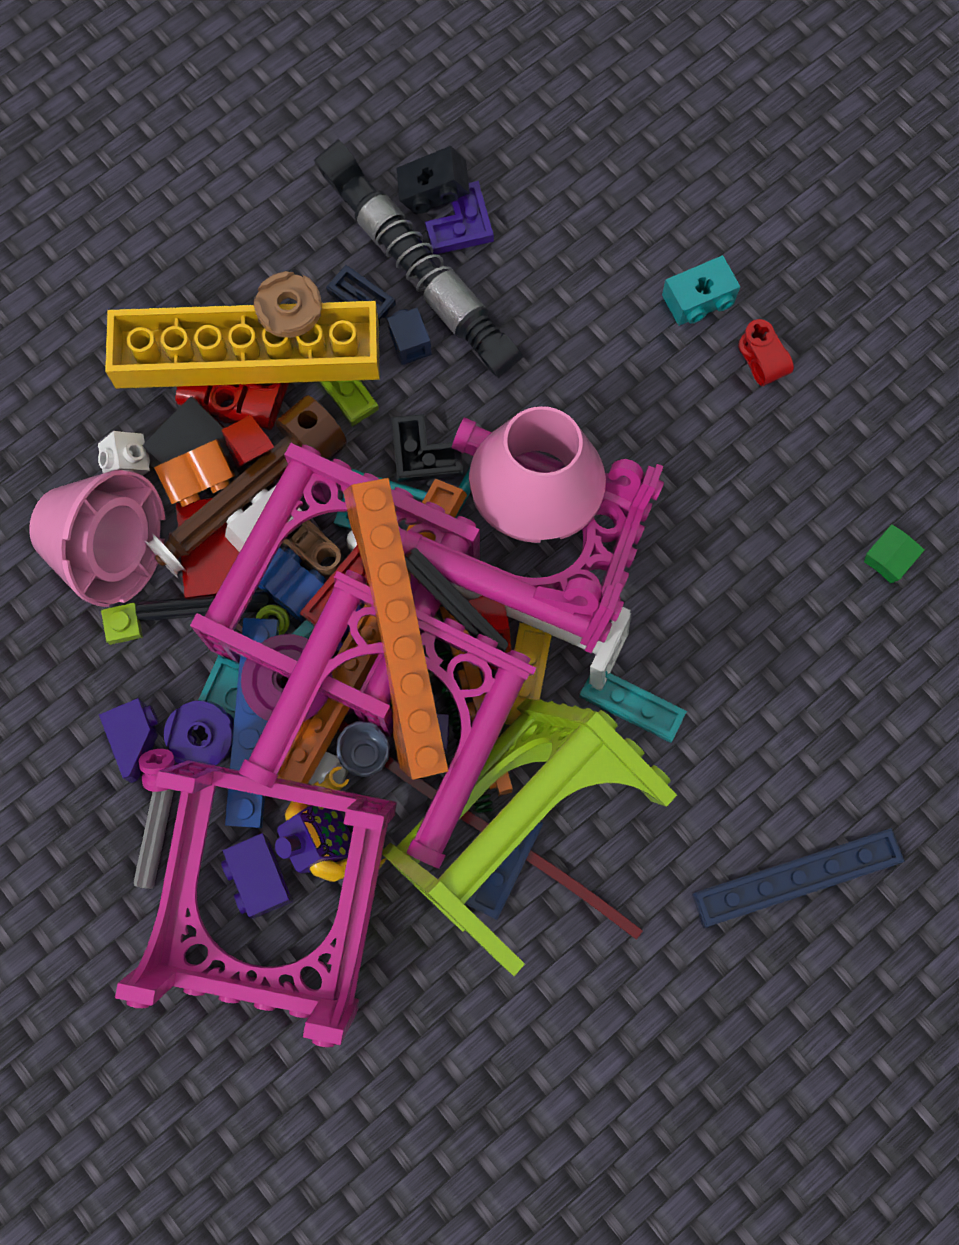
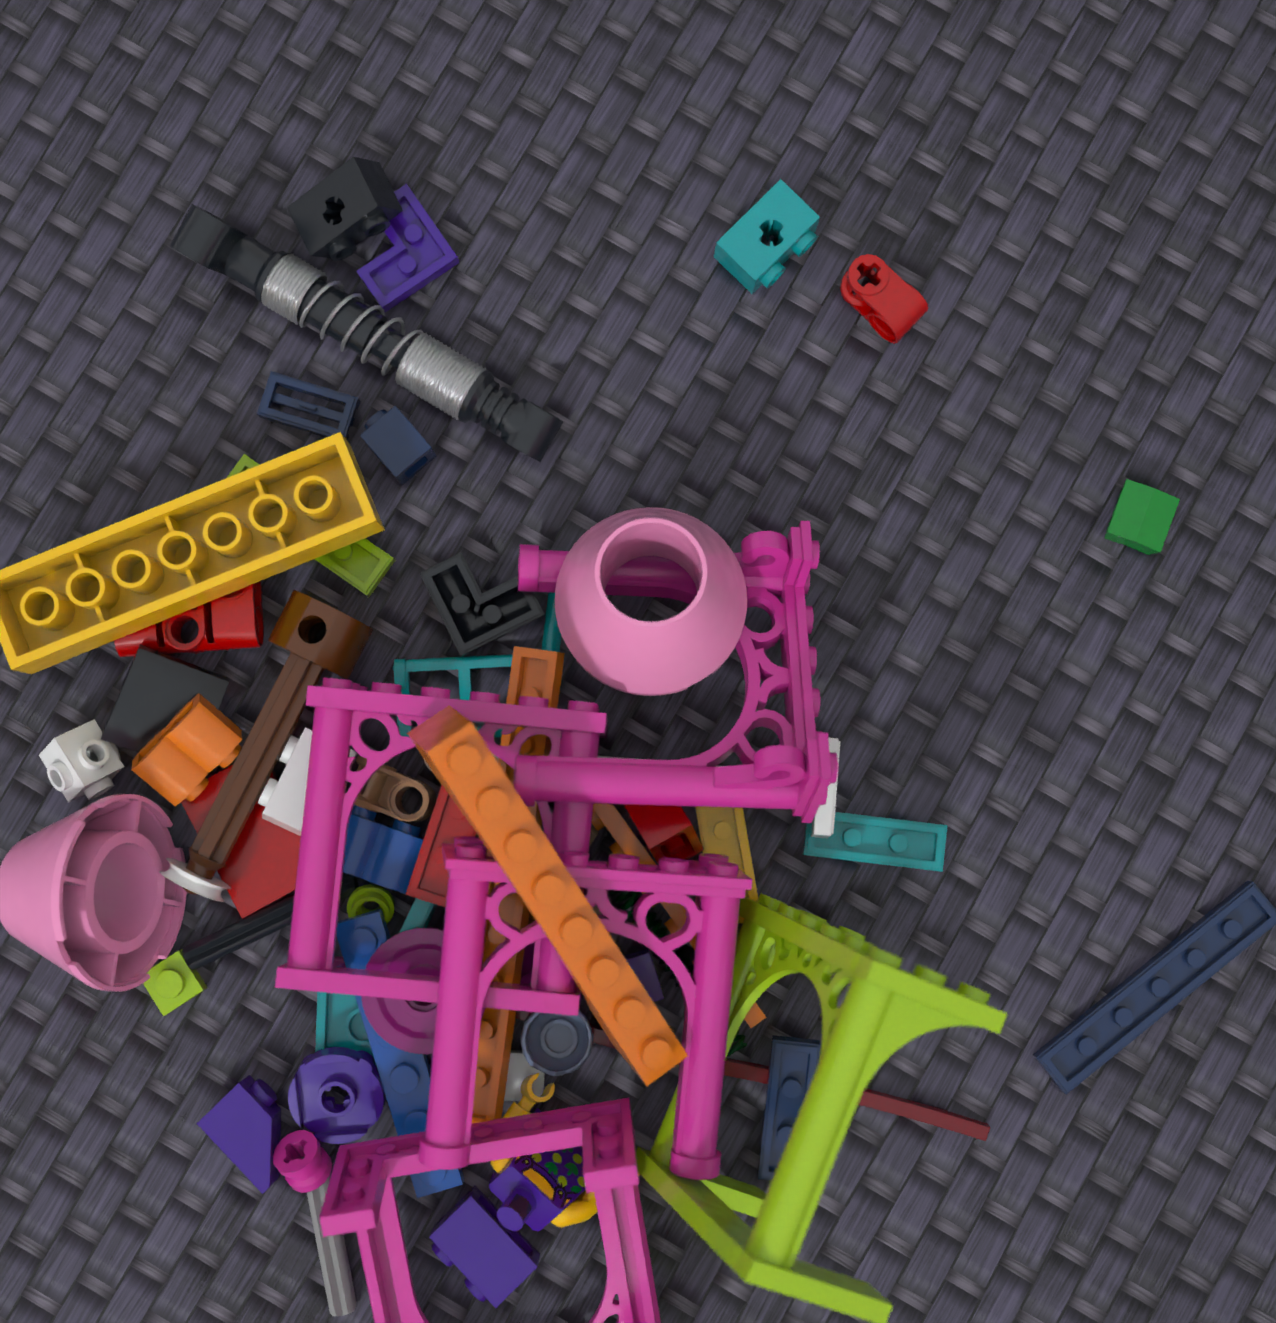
camera: 25 degrees left, 10 degrees up
(246, 441) = (241, 684): red slope -> none
(293, 321) = (251, 489): medium nougat tile -> none
(450, 597) = (607, 826): black axle -> none

